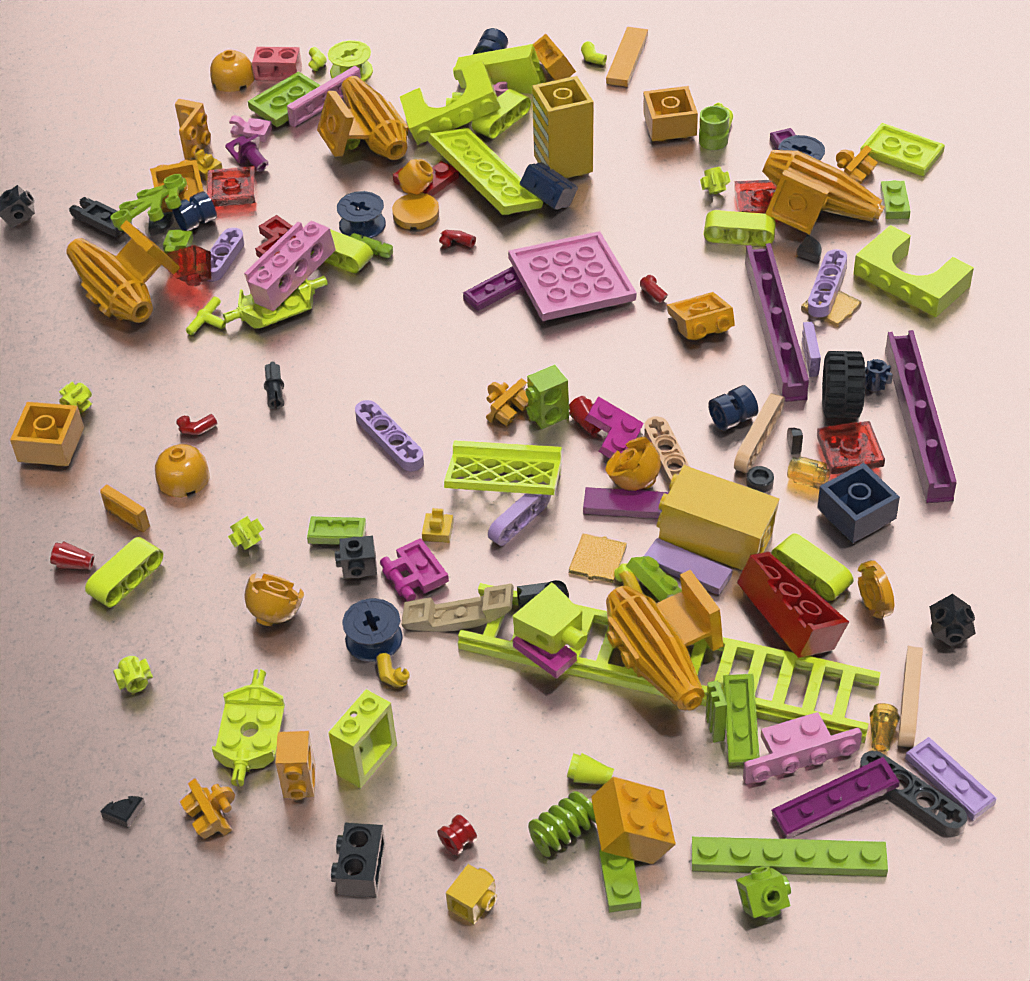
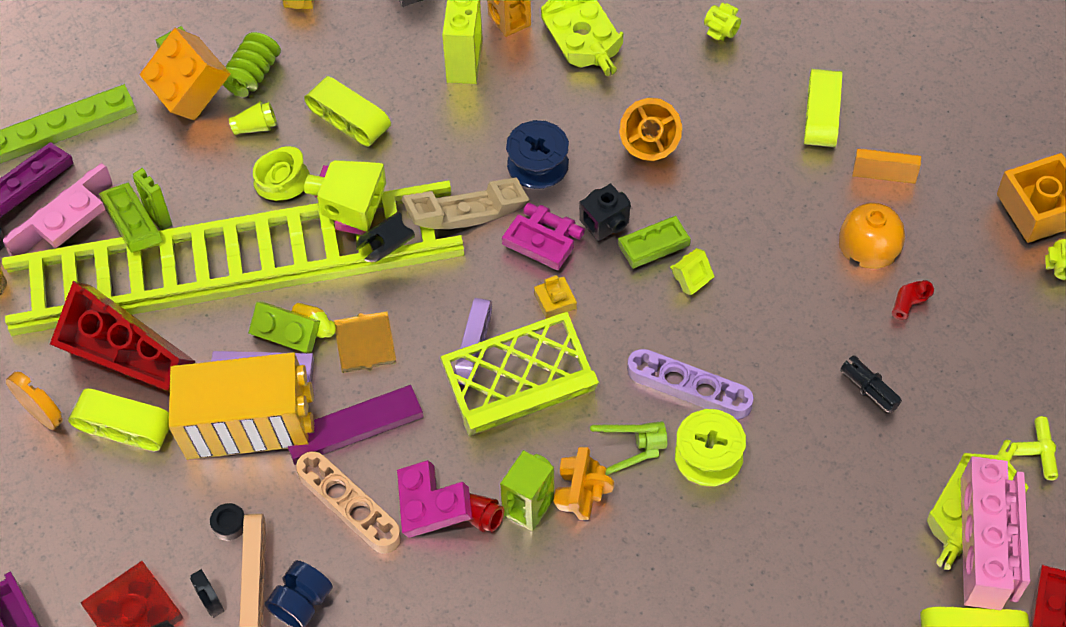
camera: 150 degrees right, 10 degrees up
(71, 557) = (888, 100): red cone -> none
(246, 532) = (739, 191): neon yellow gear -> none
(327, 495) = (693, 271): none -> neon yellow tile
(389, 675) = (491, 129): yellow arm -> none
(409, 388) = (705, 430): none -> neon yellow piece
(443, 411) = (647, 436): none -> lime plant
(457, 834) = (338, 21): red wheel -> none
(503, 740) = (347, 111): none -> neon yellow beam
(591, 710) = (280, 174): none -> neon yellow piece
(635, 466) = (374, 443): light orange cylinder -> none
(657, 634) = (236, 234): light orange piece -> none
(764, 892) = (49, 77): lime brick -> none
(808, 472) = (169, 546): clear yellow brick -> none
(858, 502) = (91, 514): dark blue brick -> none

